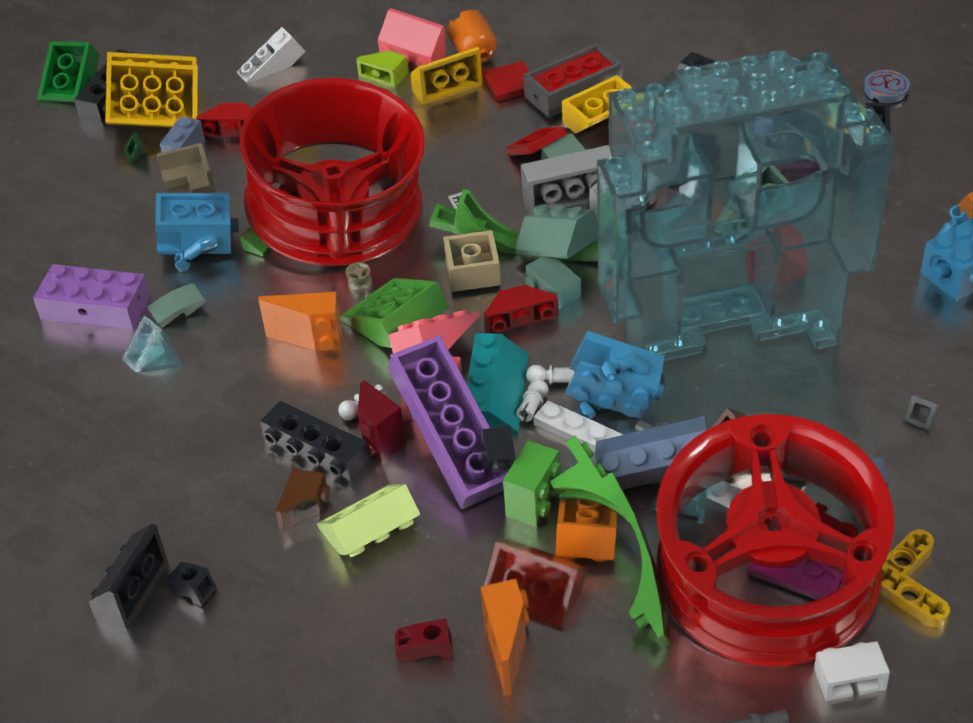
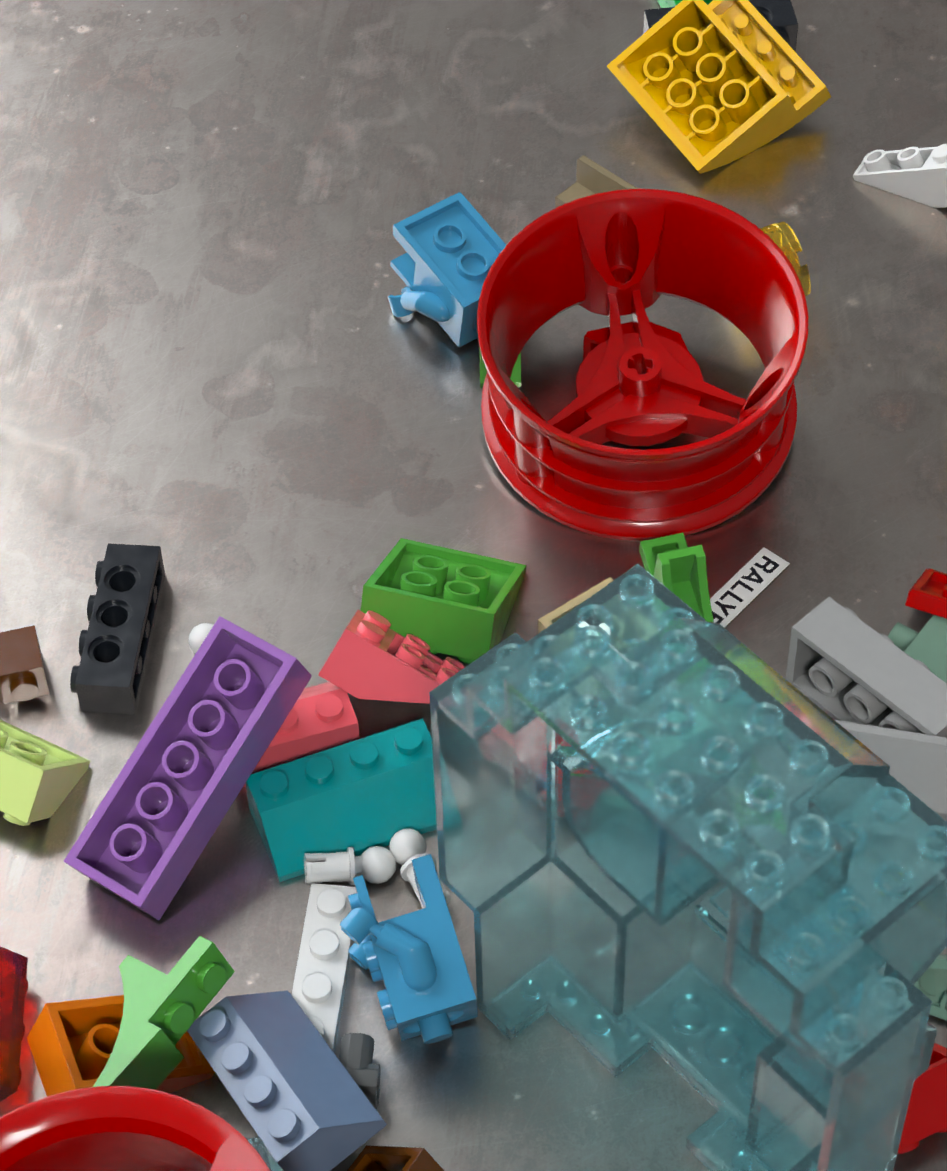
camera: 60 degrees right, 5 degrees up
(92, 296) = (267, 243): medium lavender brick -> none
(134, 148) = (607, 132): dark green slope -> none
(150, 349) = (205, 357): clear light blue slope -> none
(182, 300) = (311, 338): sand green slope -> none
(183, 134) = (651, 164): sand blue brick -> none
(224, 120) = (734, 188): red slope -> none
(303, 320) = (346, 504): orange slope -> none
(359, 277) = (491, 520): dark tan wheel -> none
(380, 422) = (159, 668): dark red slope -> none
(497, 449) = (145, 852): black brick -> none
(528, 483) = (140, 922): bright green brick -> none

